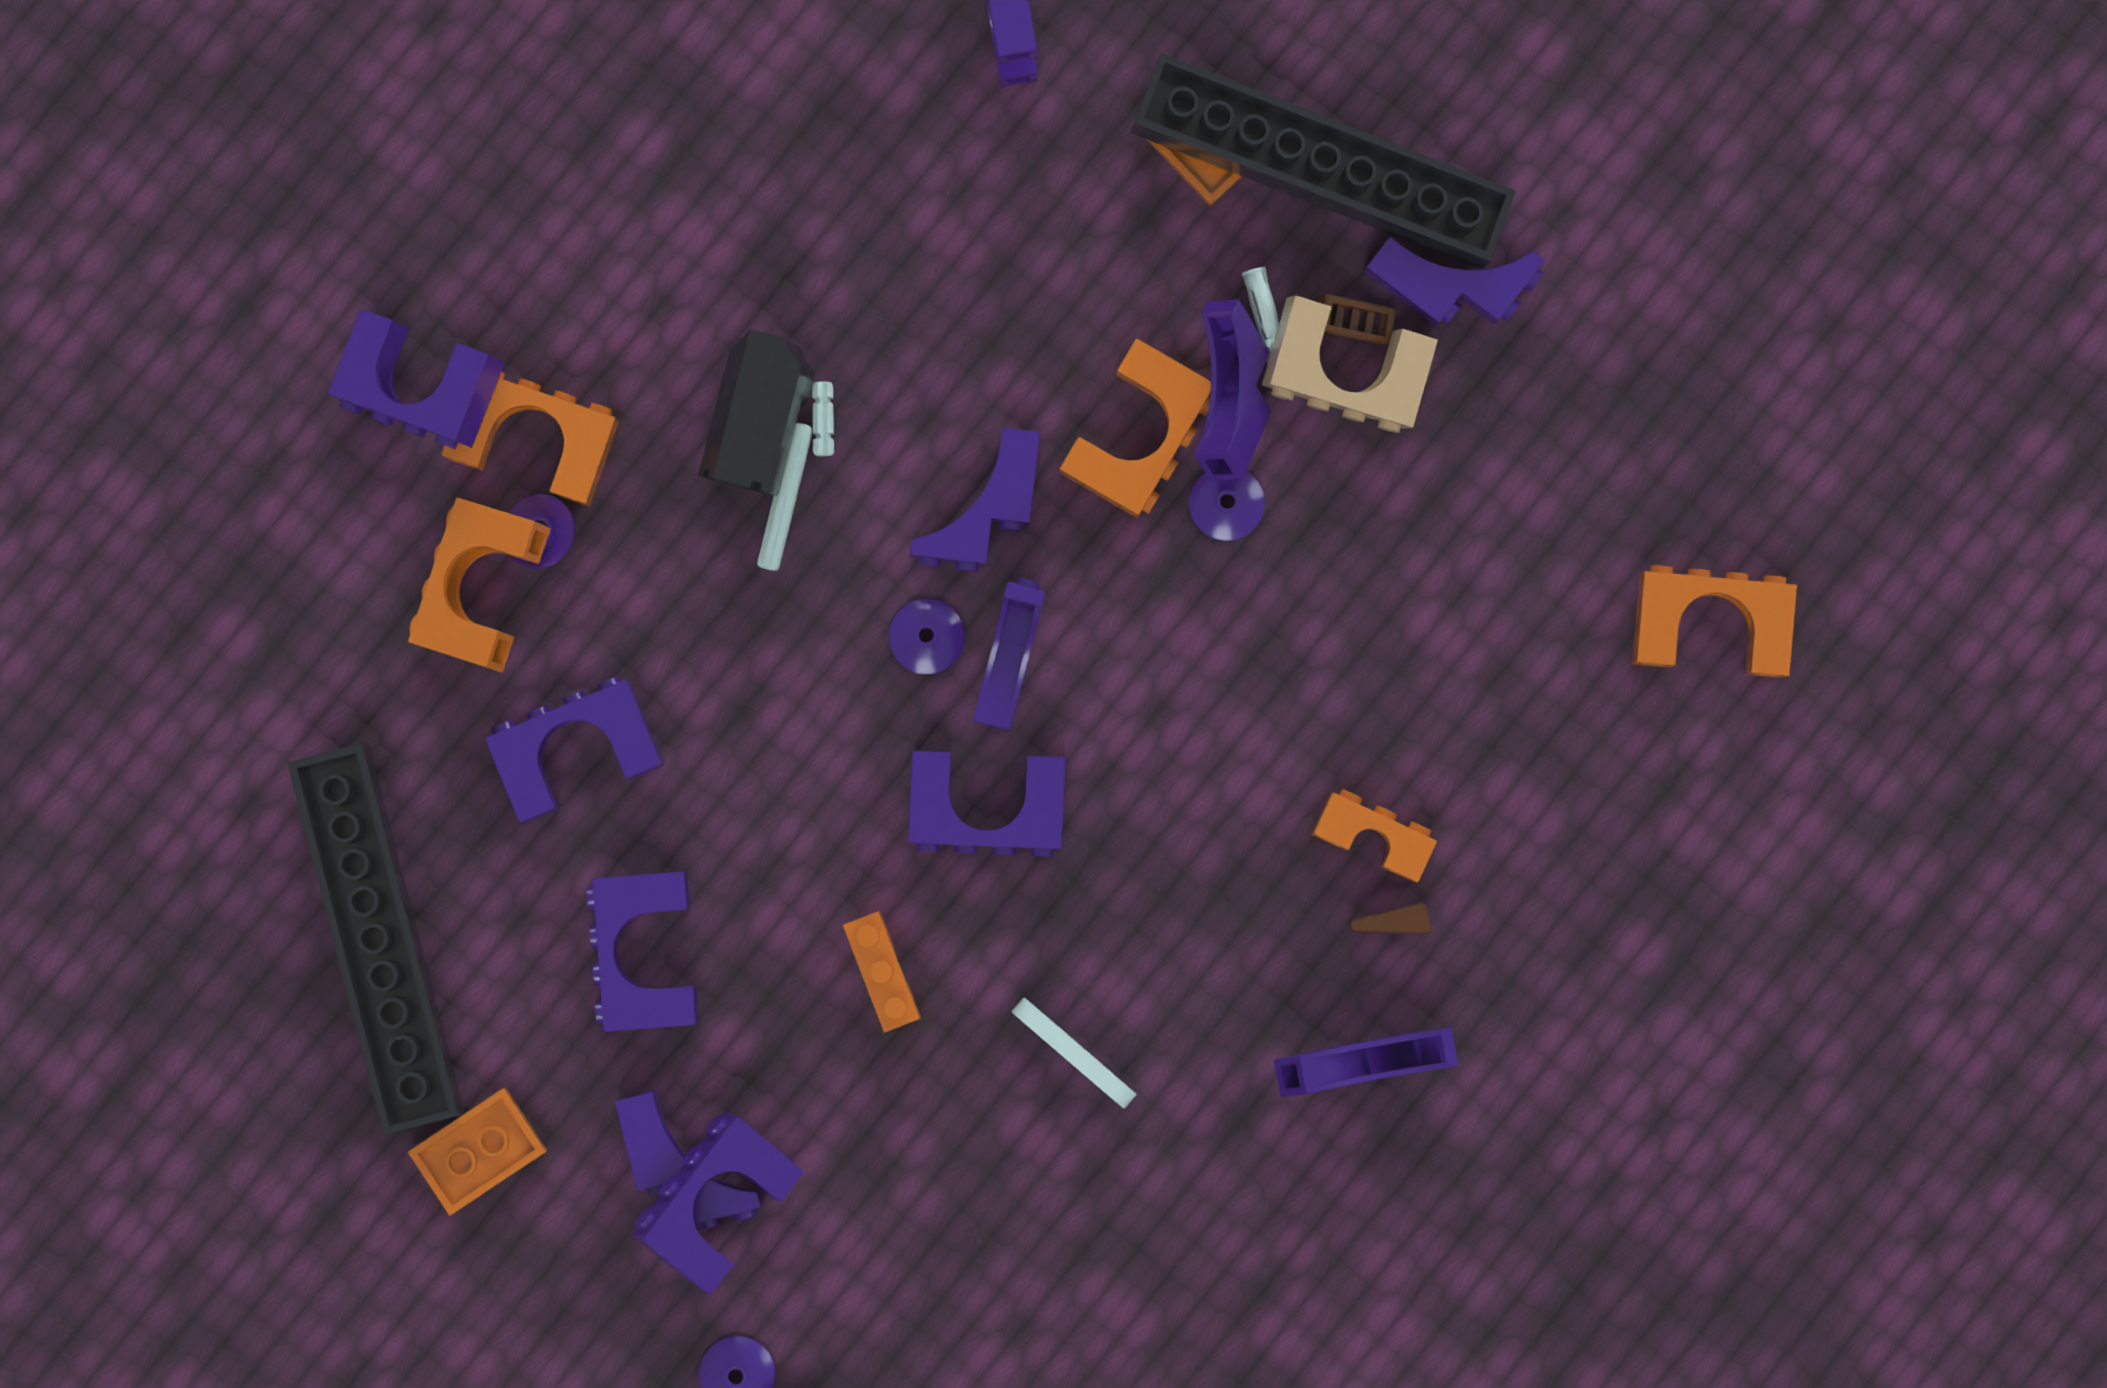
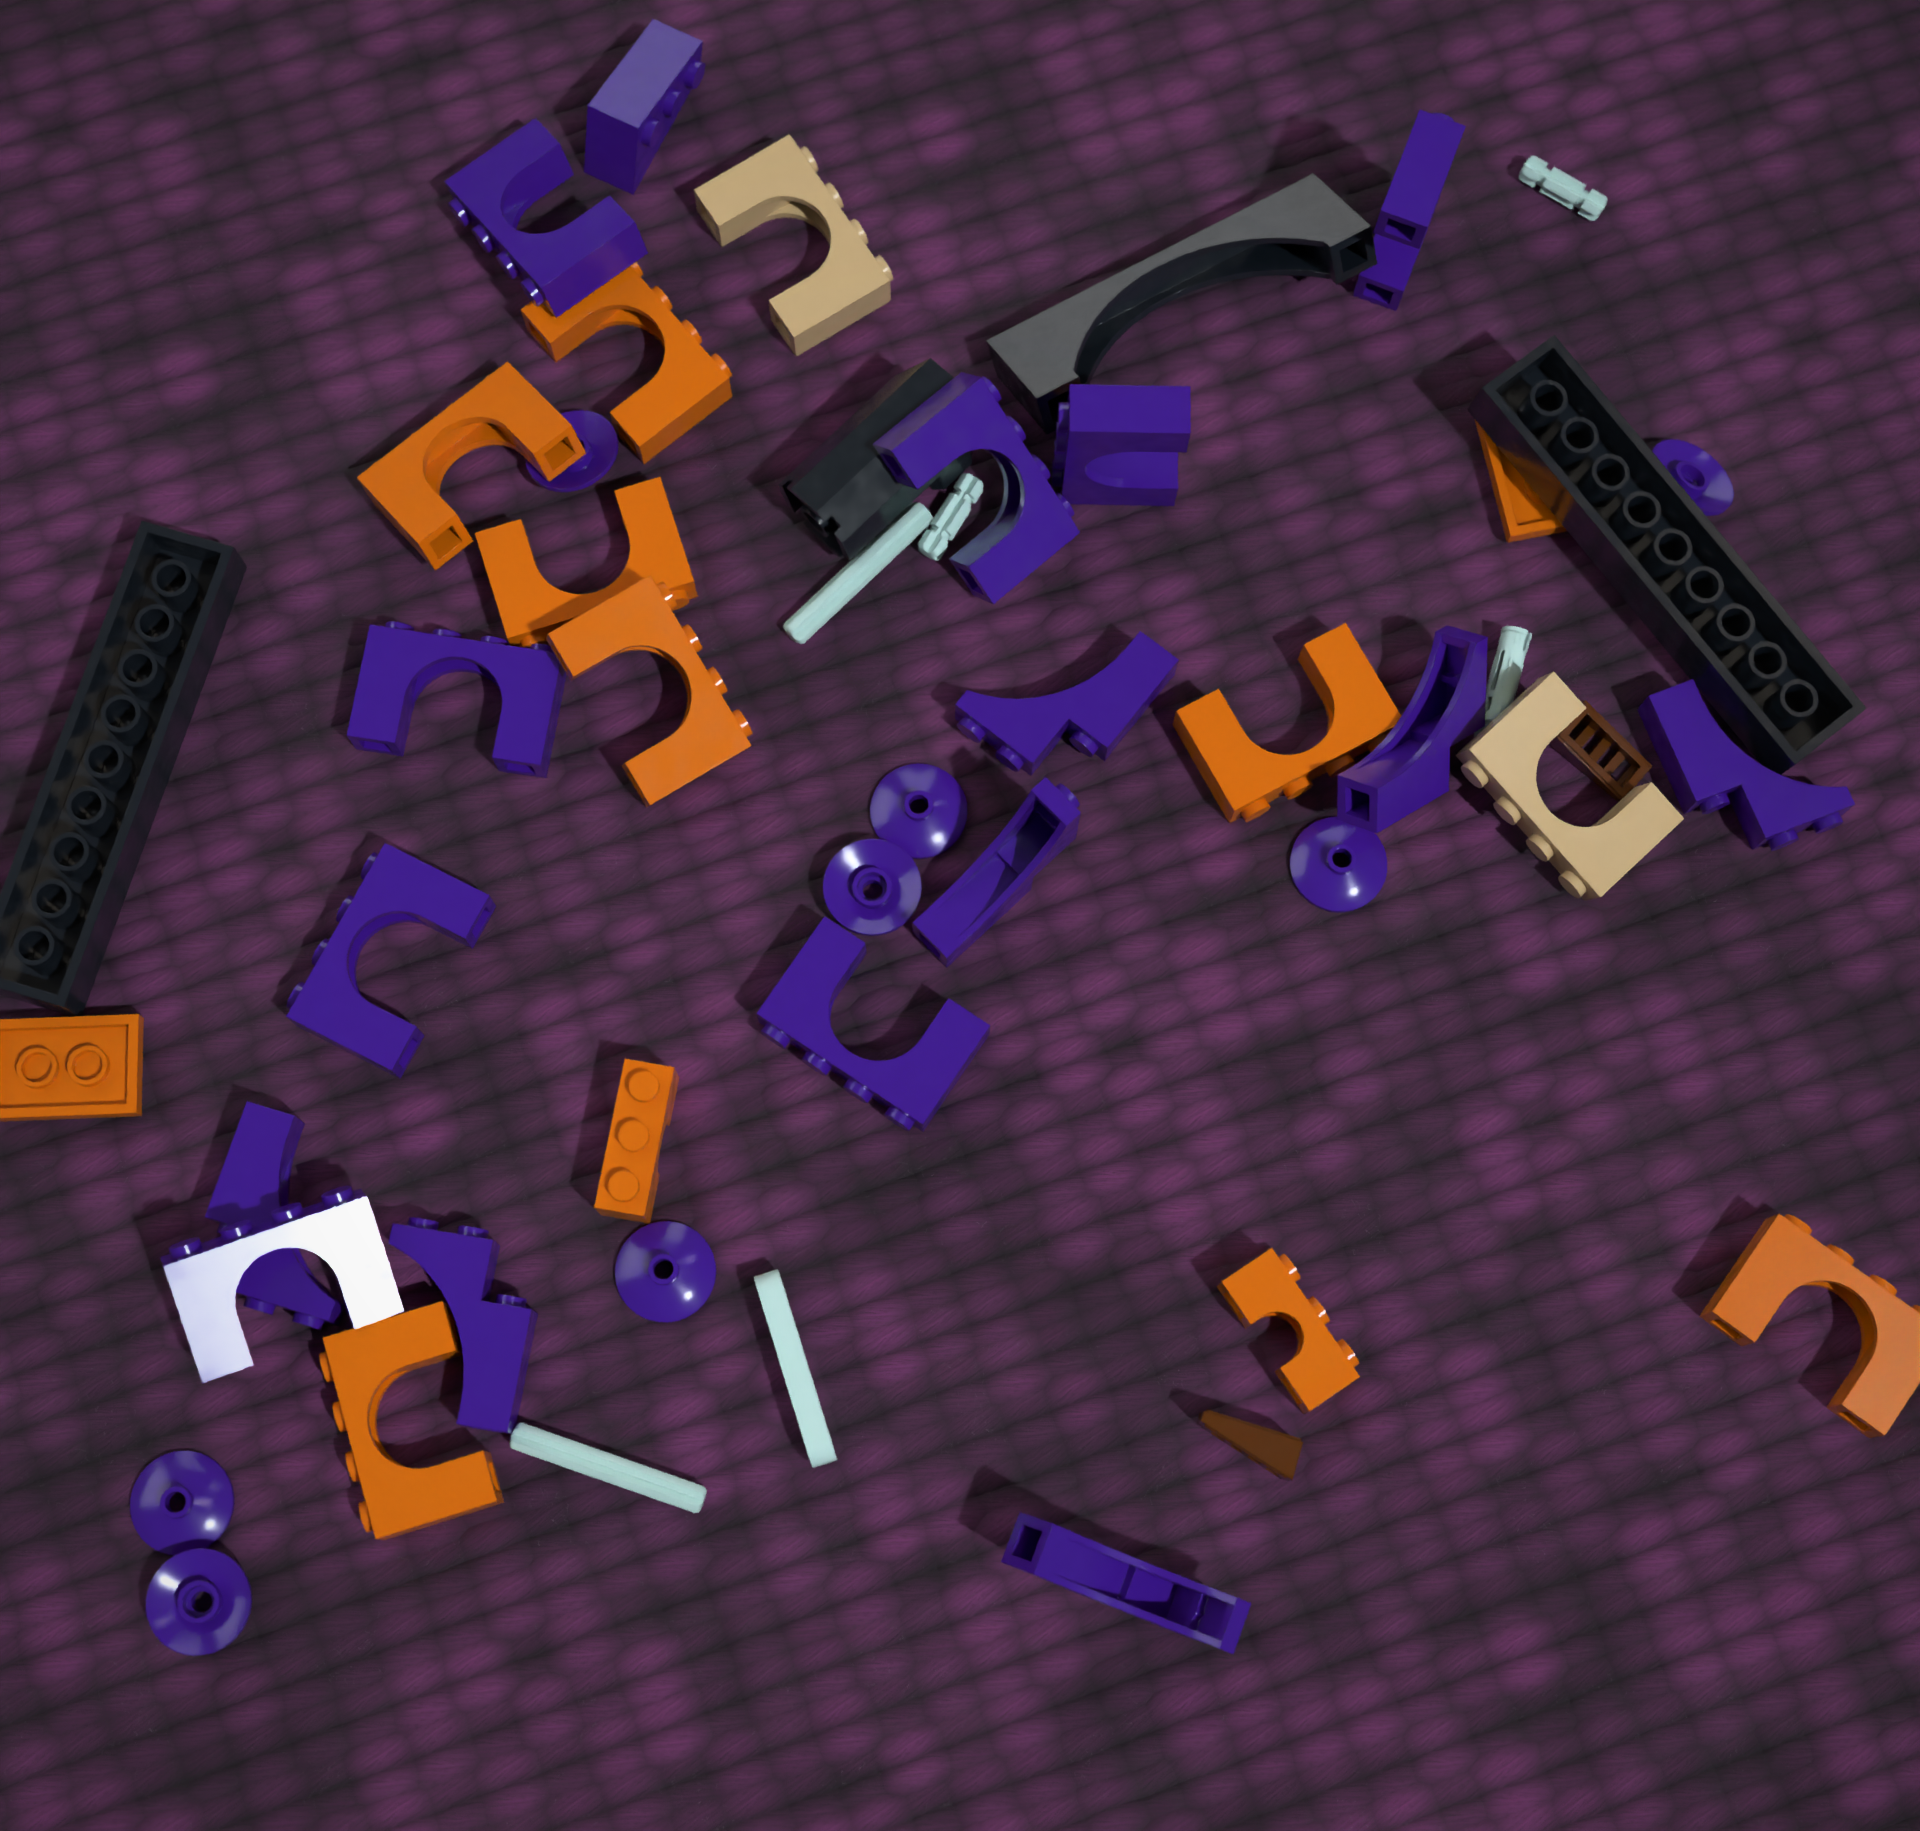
camera: 30 degrees right, 10 degrees down
(425, 249) = (640, 104): none -> dark purple wedge
(561, 247) = (785, 185): none -> tan arch
(587, 658) = (535, 607): none -> orange arch
(755, 672) = (644, 621): none -> orange arch
(868, 1150) = (492, 1335): none -> dark purple arch
(871, 1286) = (363, 1367): none -> orange arch
(881, 392) = (1032, 516): none -> dark purple arch
(916, 312) = (1121, 444): none -> dark purple arch
(926, 689) = (865, 864): none -> dark purple dish
(931, 76) = (1288, 233): none -> black arch
(955, 1021) = (672, 1297): none -> dark purple dish
(993, 1187) = (608, 1467): none -> light aqua axle
(1309, 85) = (1697, 474): none -> dark purple dish

